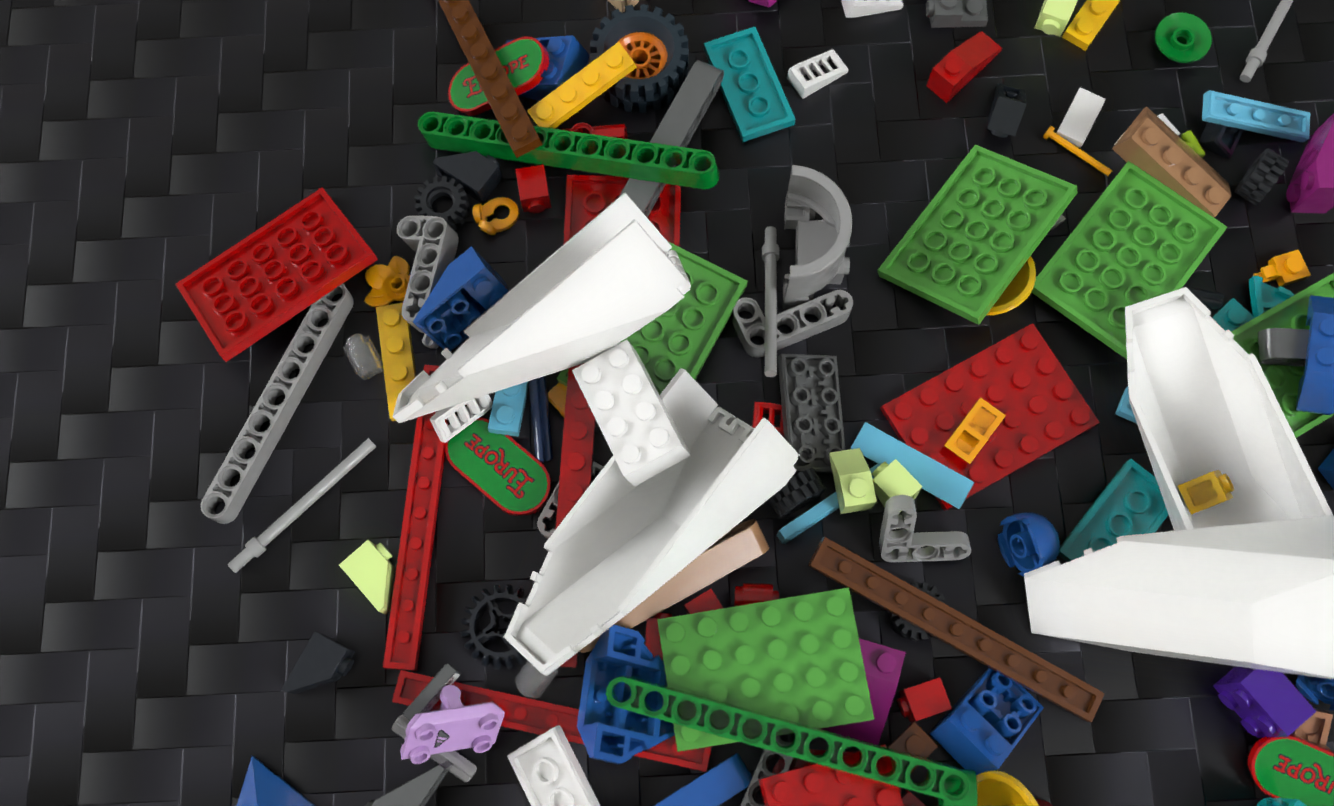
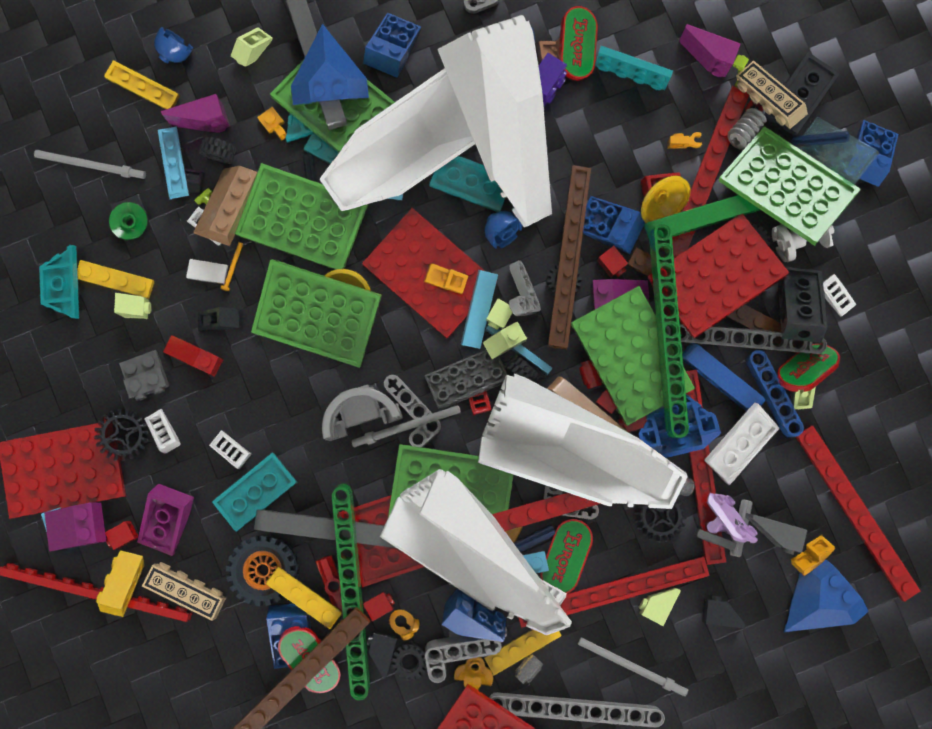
camera: 110 degrees left, 10 degrees up
(630, 413) = (519, 481): white brick -> none
(1206, 491) = (437, 136): yellow bracket -> none

